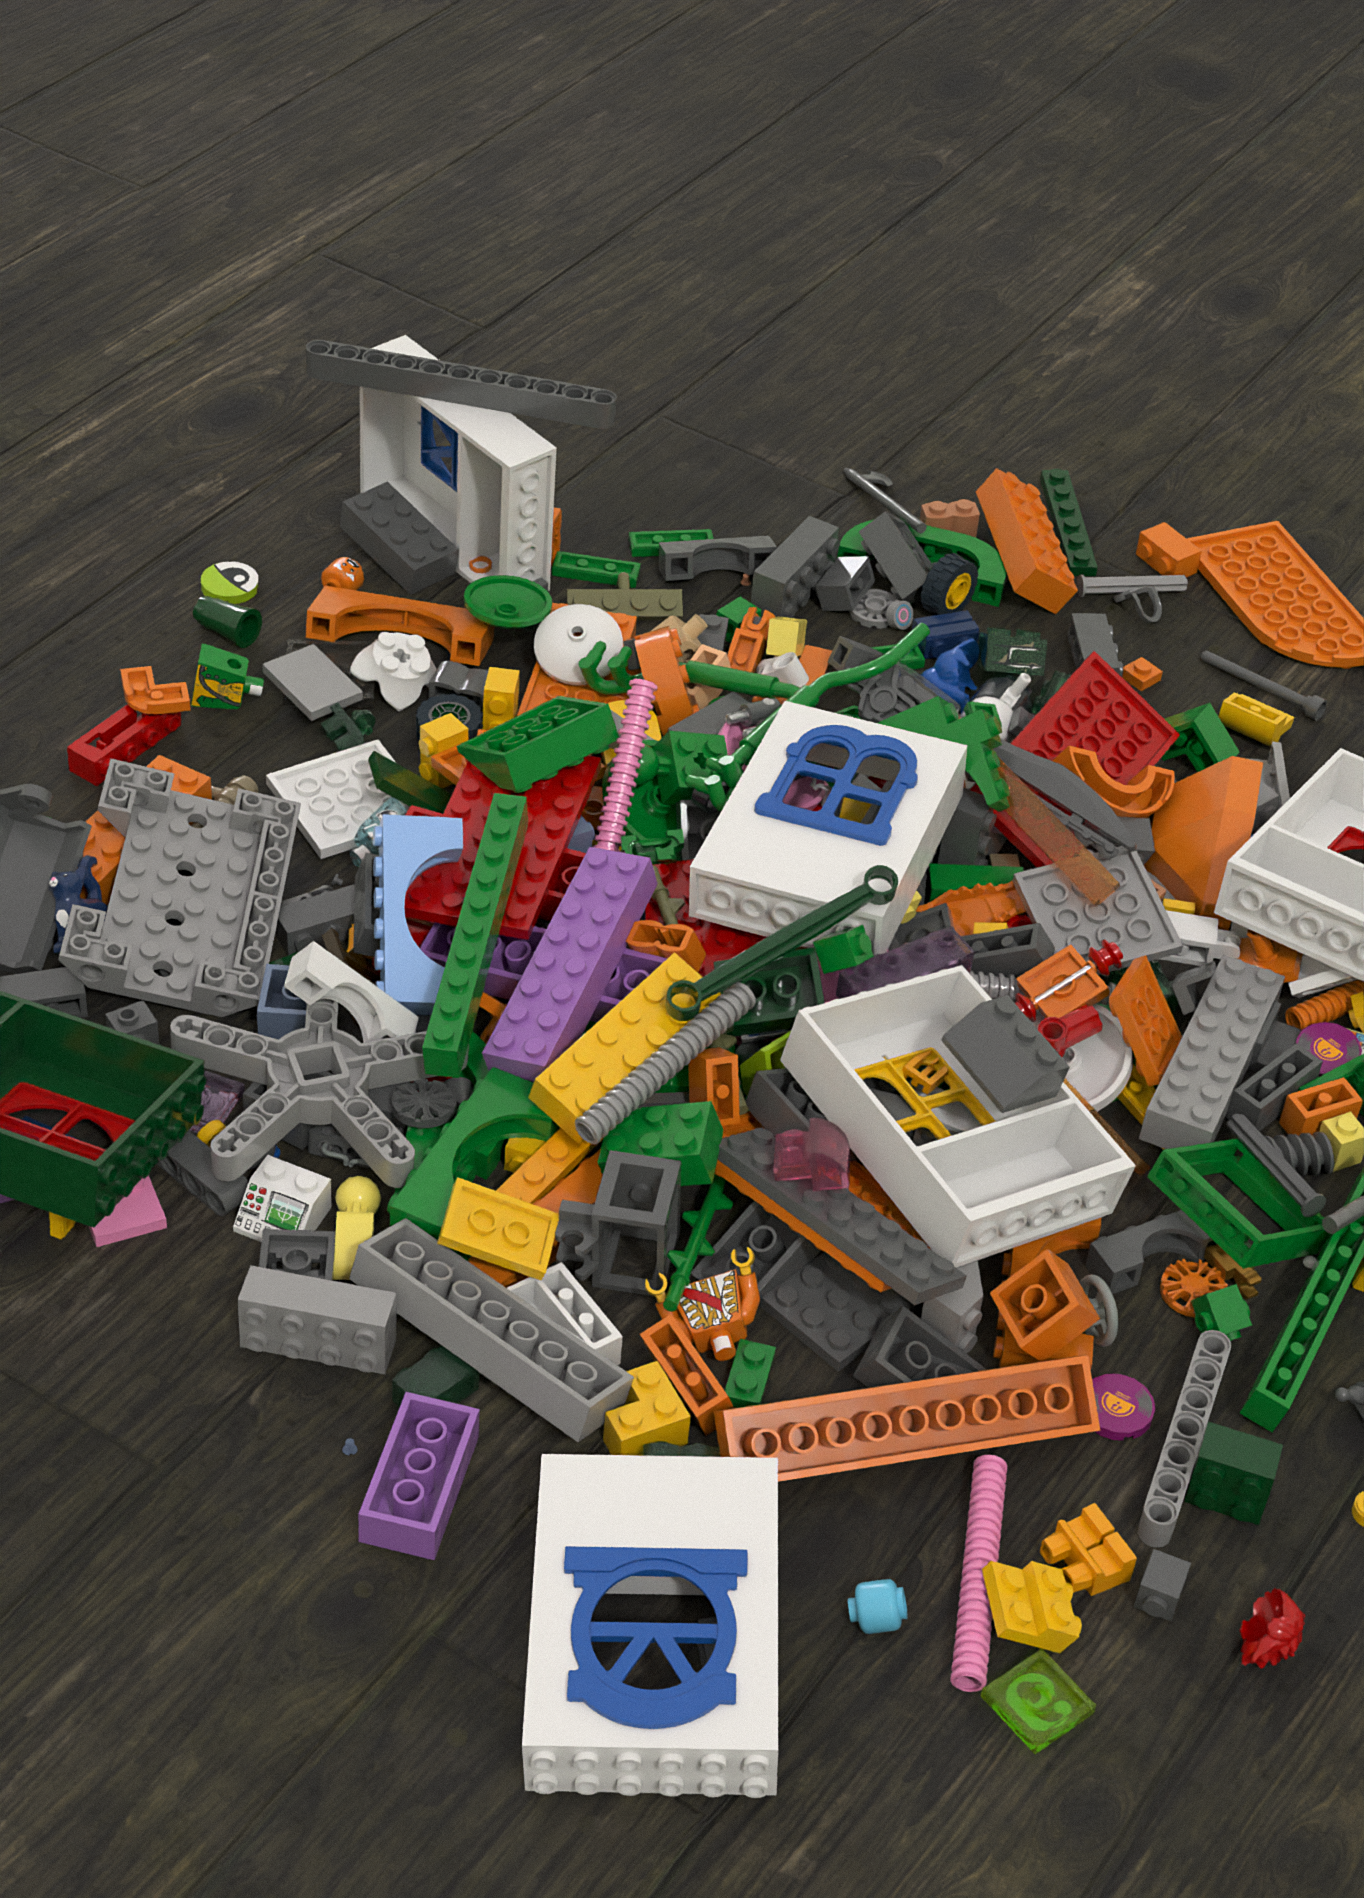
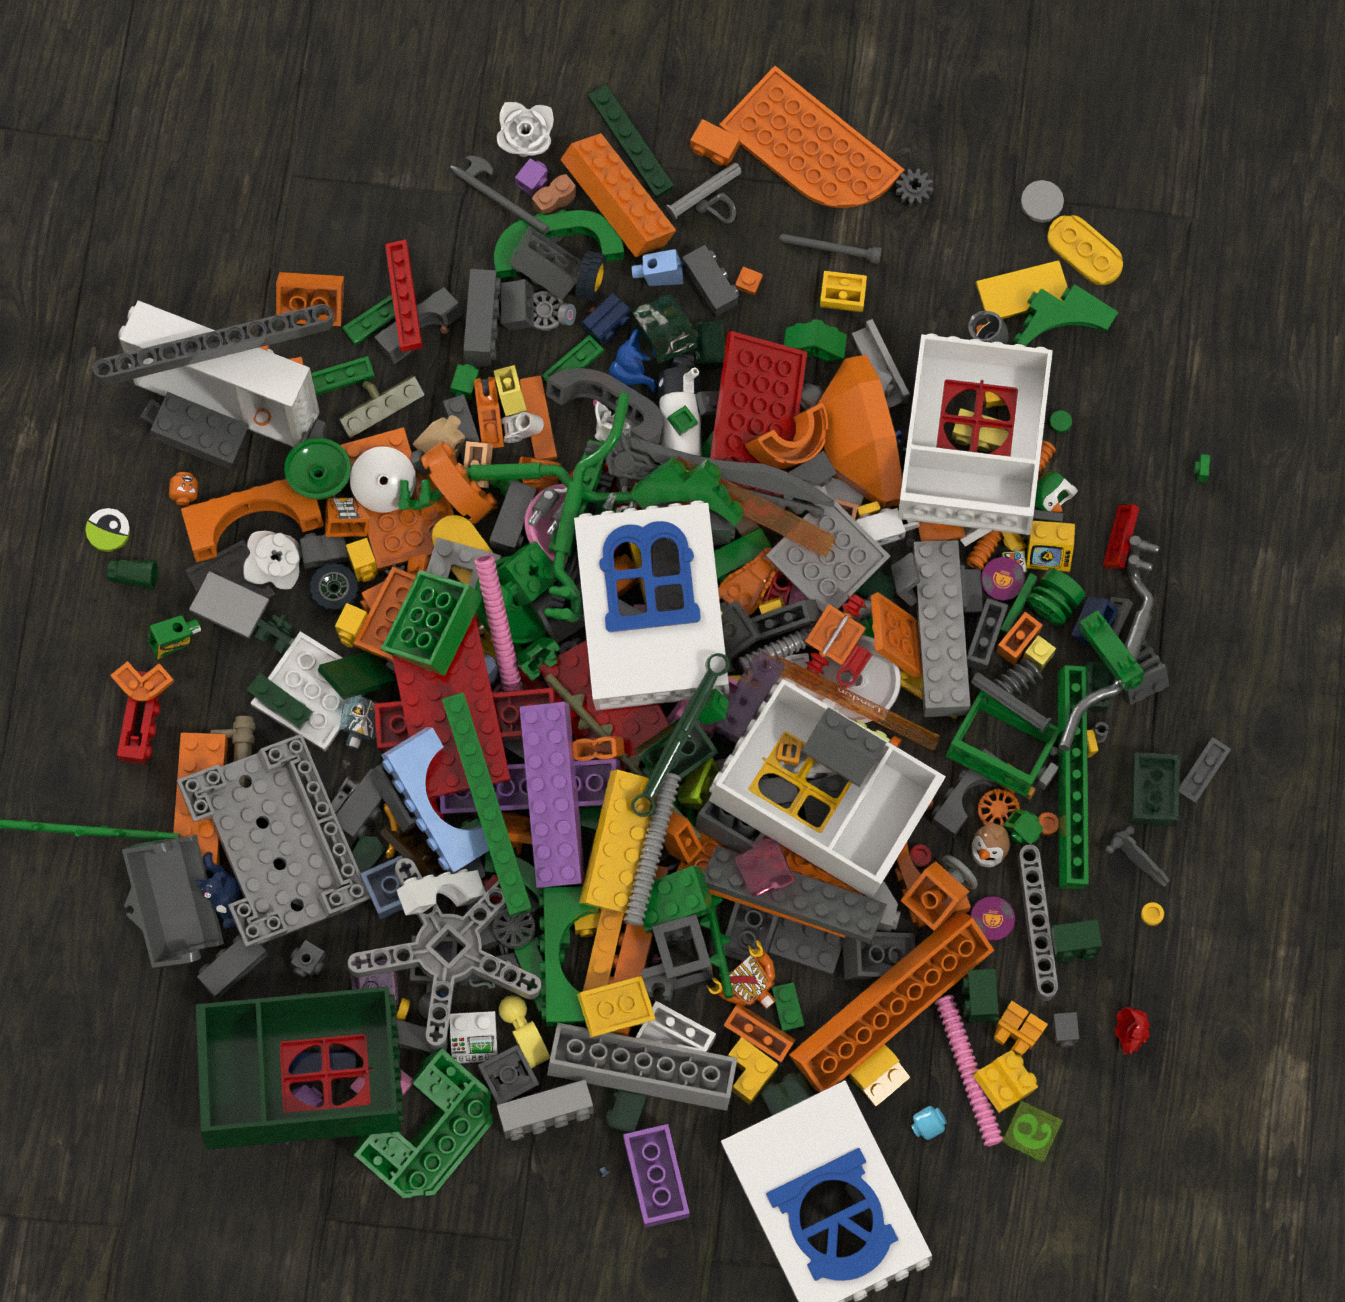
camera: 25 degrees left, 30 degrees up
(149, 1305) = (443, 1141): none -> green slope
(301, 783) = (279, 701): none -> dark green plate
(506, 656) = (345, 517): none -> orange torso
(608, 496) = (301, 291): none -> orange slope
(716, 523) = (403, 296): none -> red plate
(835, 1510) = (879, 1075): none -> yellow brick
(928, 493) = (532, 177): none -> medium lavender brick
(948, 466) = (515, 118): none -> white brick
(1040, 611) = (660, 268): none -> light blue torso
(1048, 1475) = (981, 996): none -> dark green brick
(1170, 1305) = (991, 842): none -> piece
(1260, 1336) = (1049, 823): none -> orange tile
(1287, 1276) = (1046, 775): none -> light grey plate

